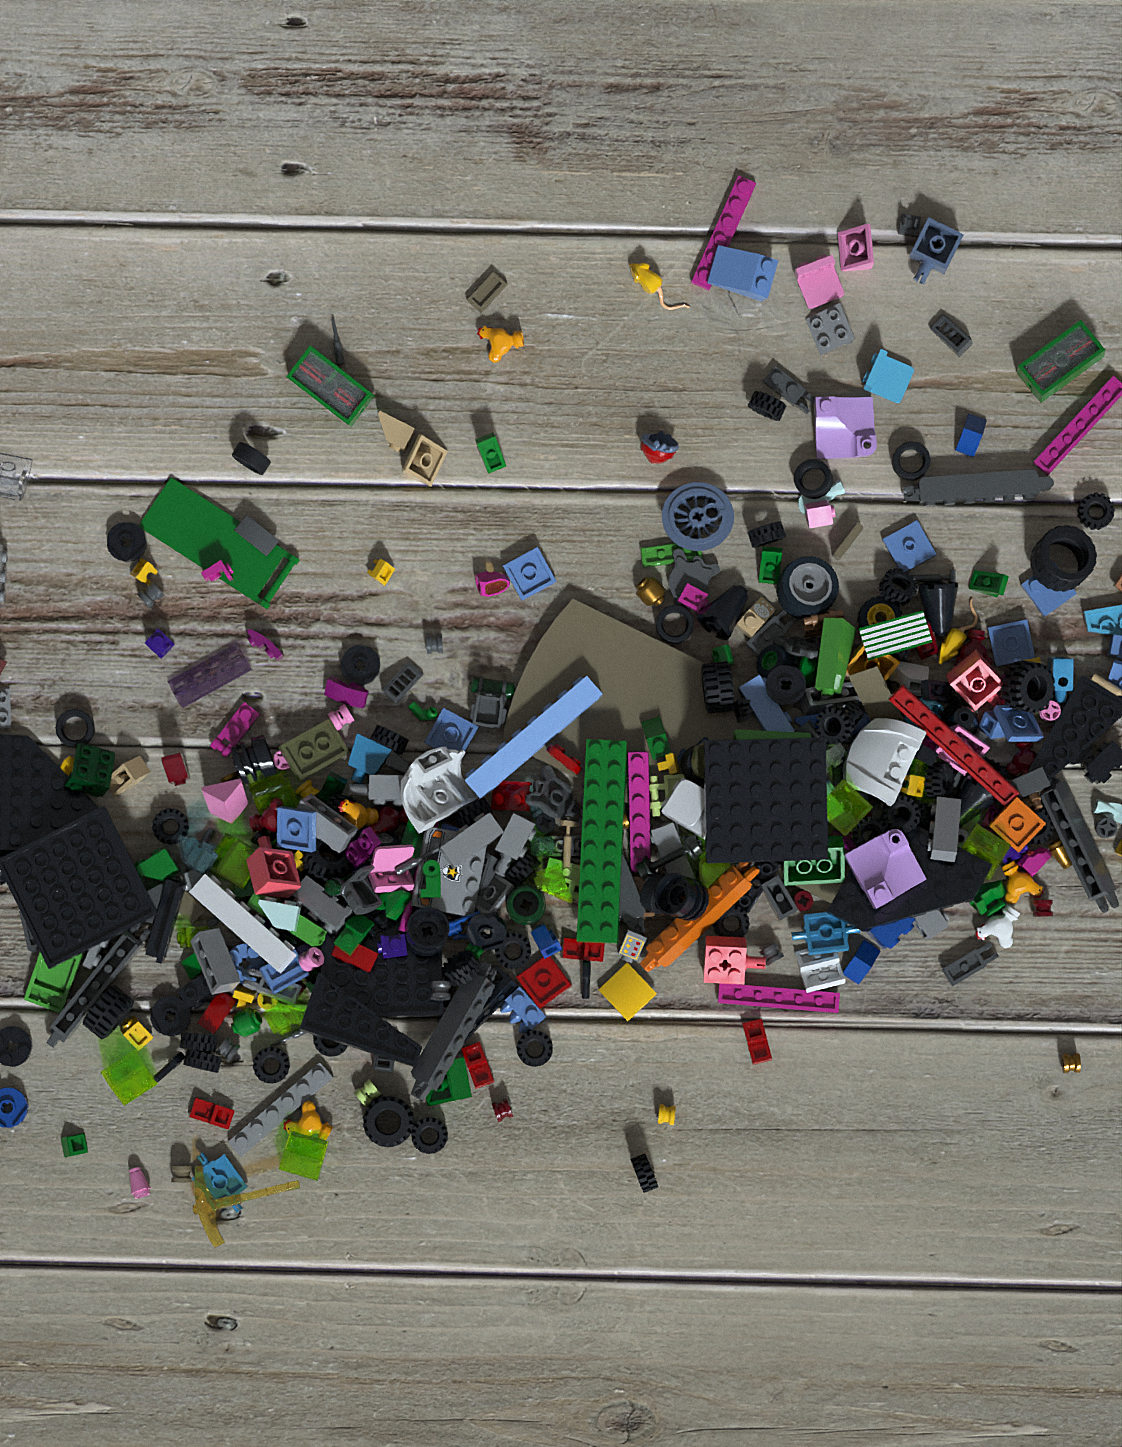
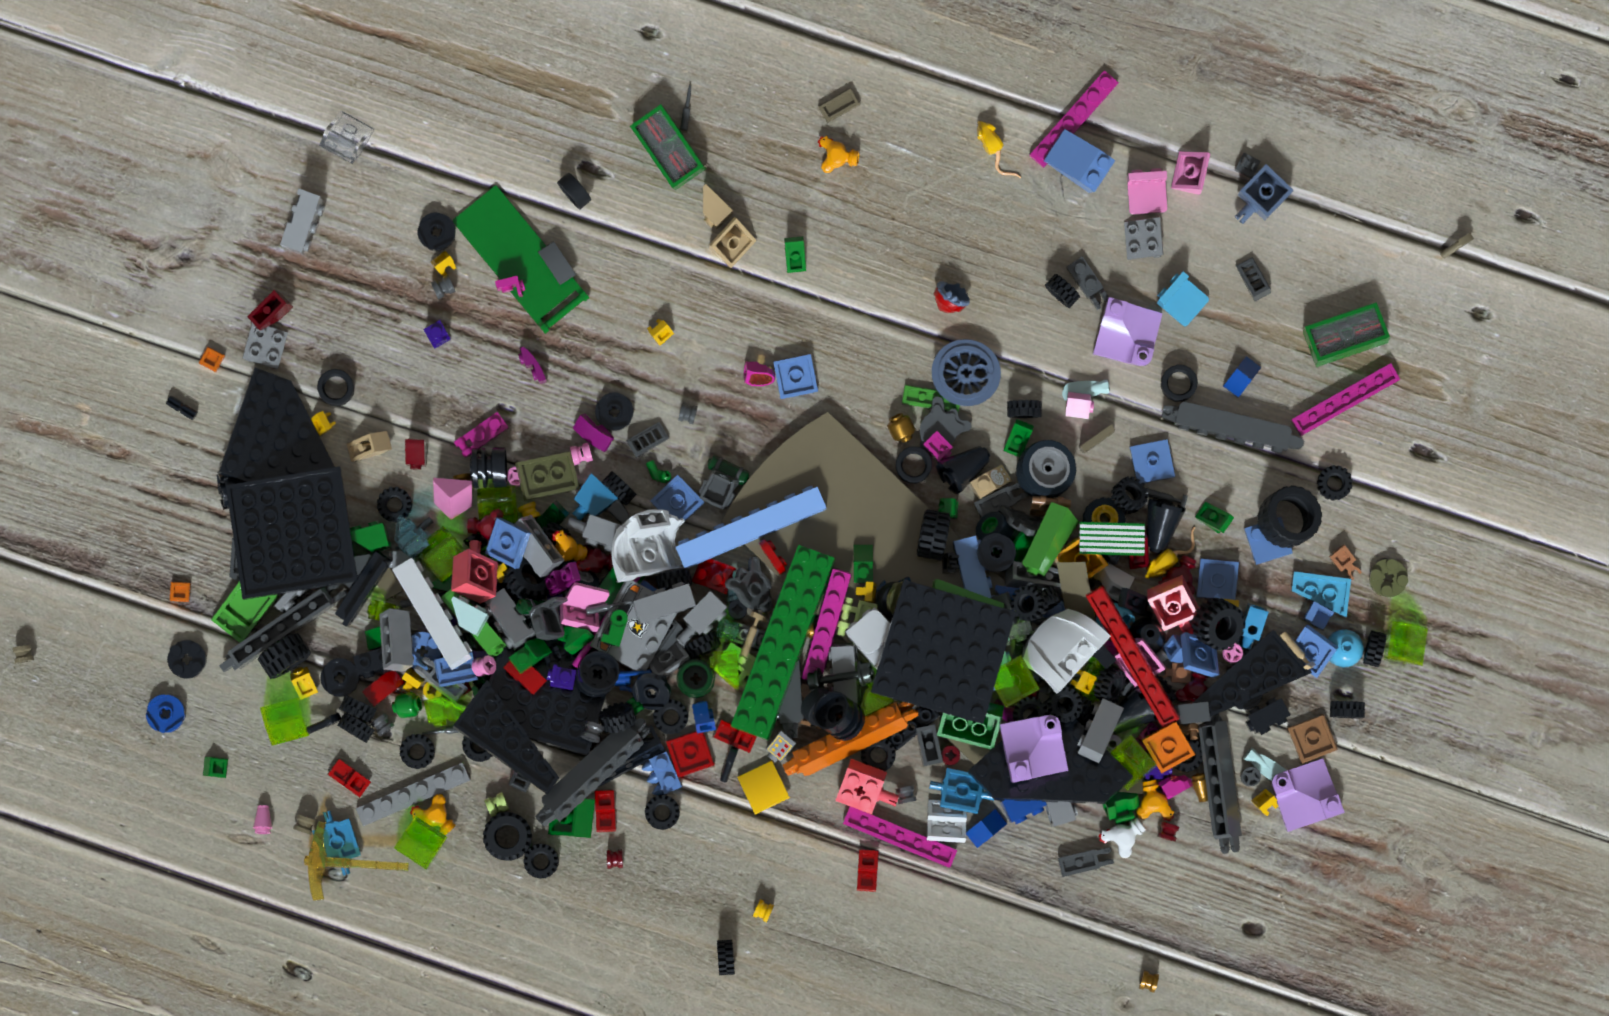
camera: 15 degrees right, 0 degrees up
(91, 770) = (338, 430): dark green bracket -> none
(210, 678) = (474, 380): clear purple fence -> none
(803, 468) = (1084, 385): black tyre -> none
(1002, 748) = (1178, 673): none -> nougat plate

